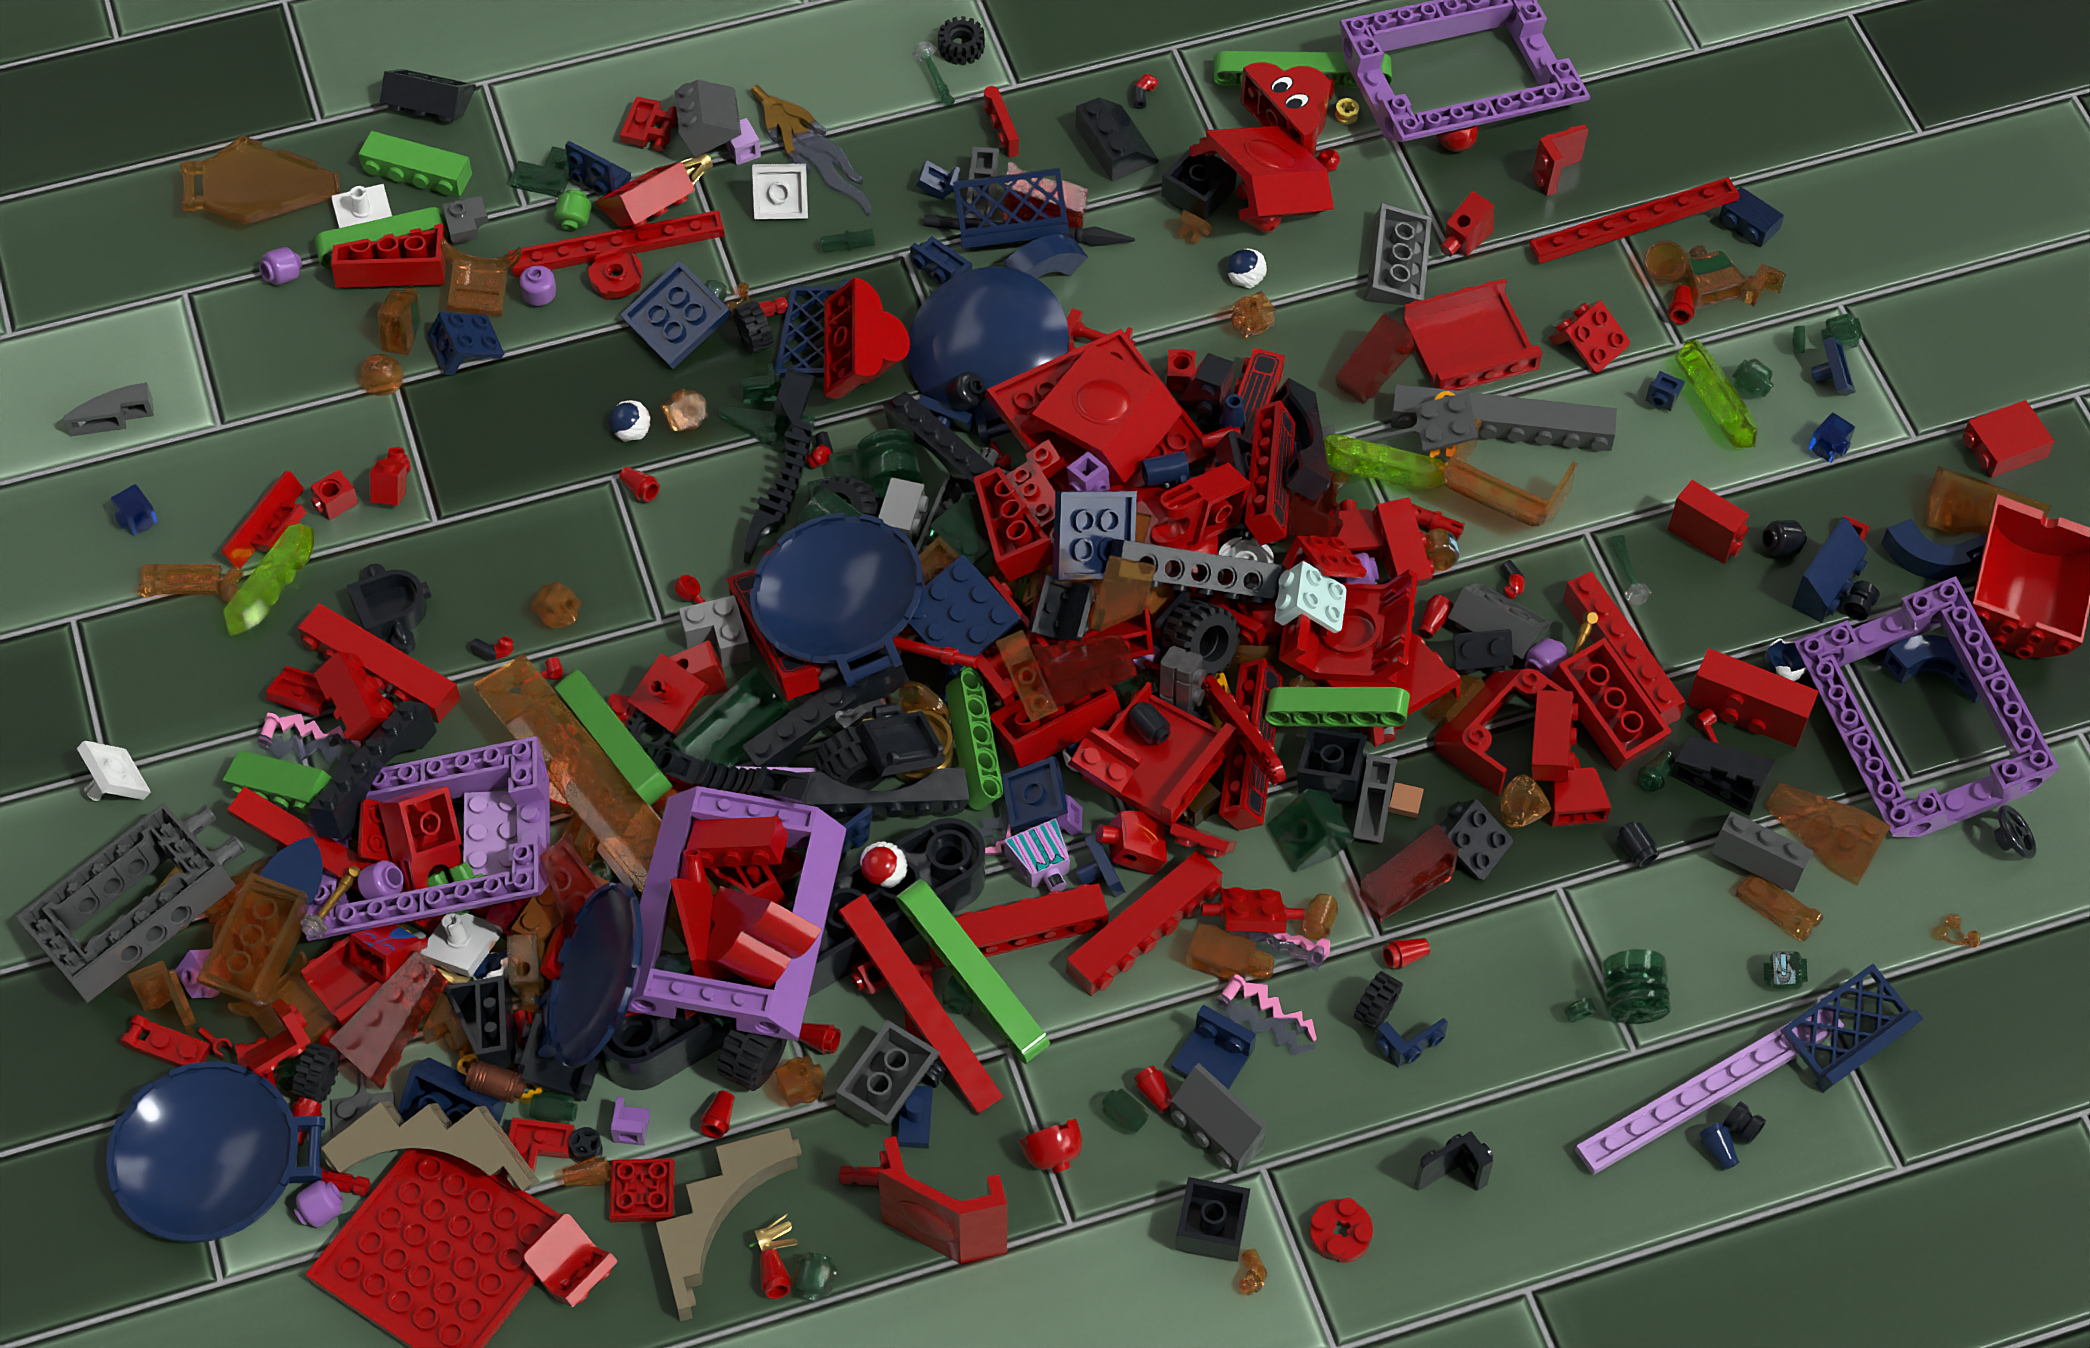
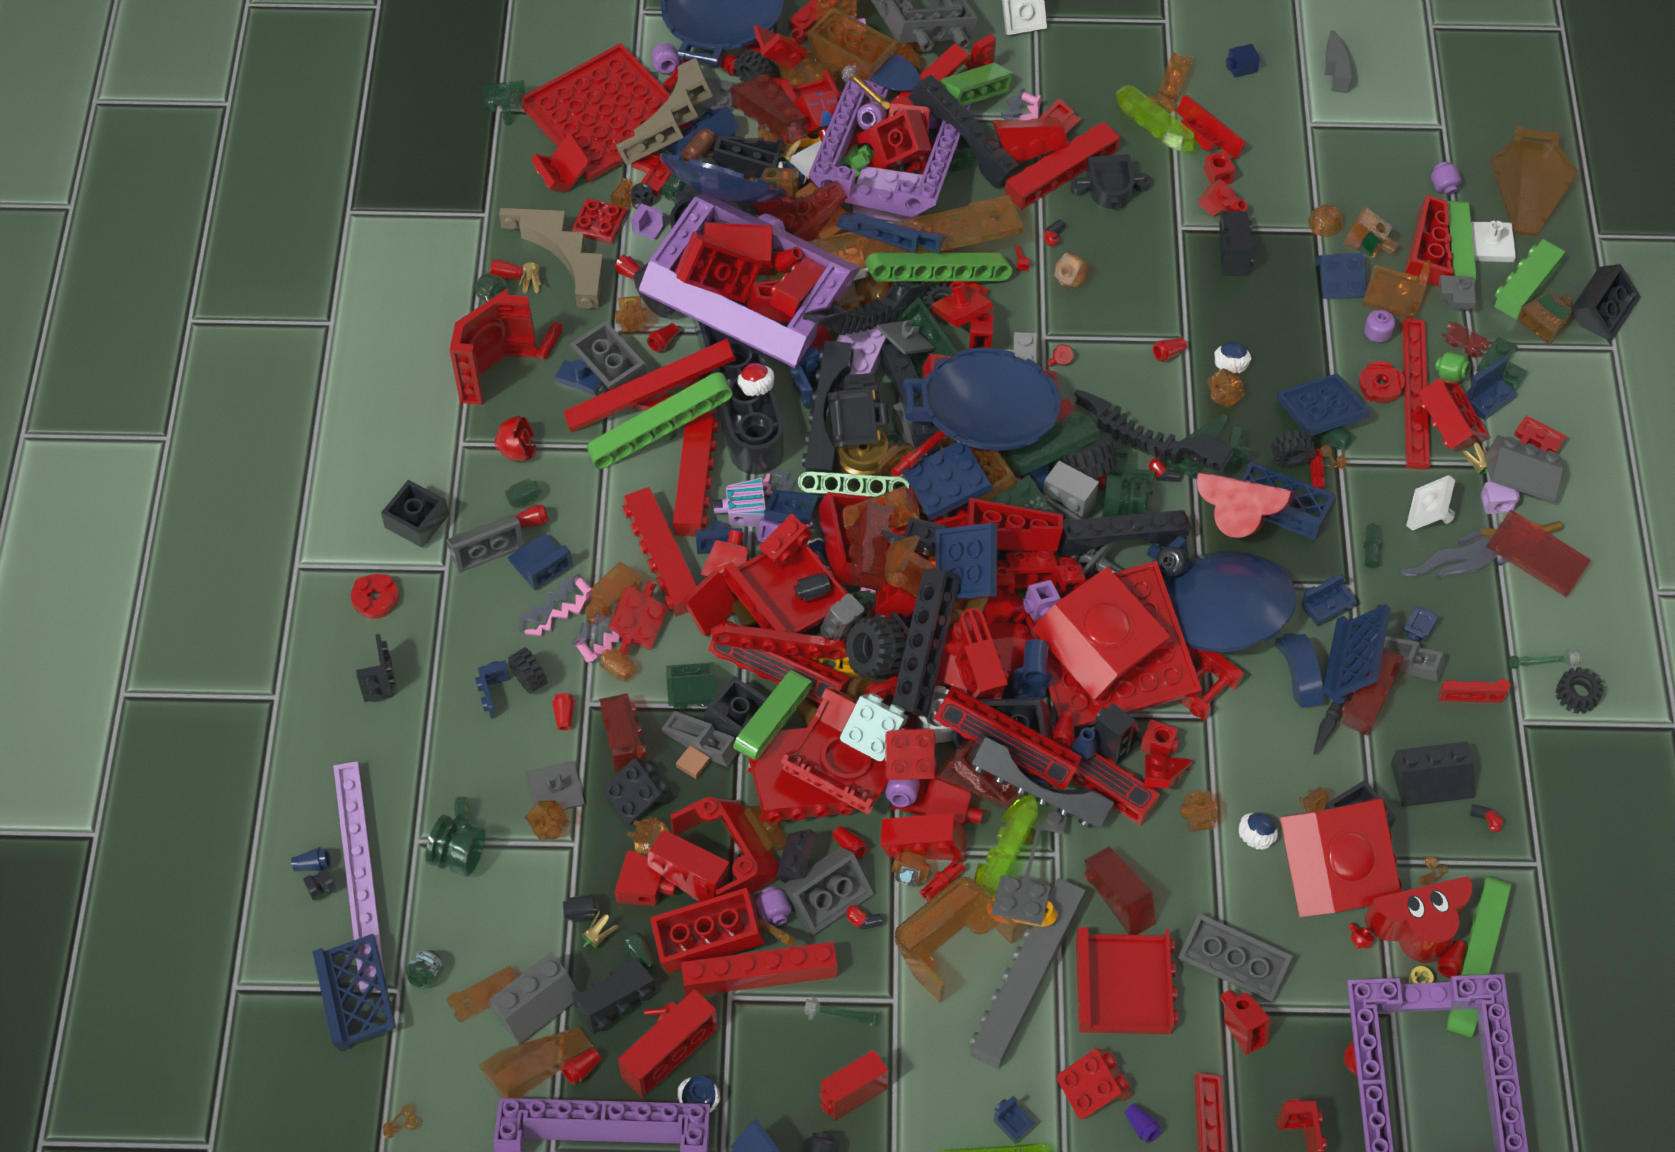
camera: 110 degrees right, 0 degrees up
(216, 794) = (982, 53): none -> red wing
(453, 448) = (1235, 243): none -> black wedge
(468, 137) = (1546, 316): none -> clear orange torso
(526, 215) = (1472, 345): none -> clear red hinge
(594, 778) = (892, 234): none -> dark blue wedge
(737, 742) = (905, 337): none -> dark grey piece
(804, 97) = (1538, 553): none -> clear red tile
(1227, 347) = (1163, 771): none -> red wing
(1237, 122) = (1429, 878): none -> clear orange piece
(1256, 1273) = (369, 534): clear orange arm -> none
(1502, 931) = (556, 784): none -> dark grey piece
(1554, 911) = (547, 820): none -> clear orange brick
(1612, 287) = (1143, 1123): none -> dark purple cone
(1656, 818) = (592, 934): none -> pearl gold piece
(1809, 780) = (580, 1066): none -> red cone

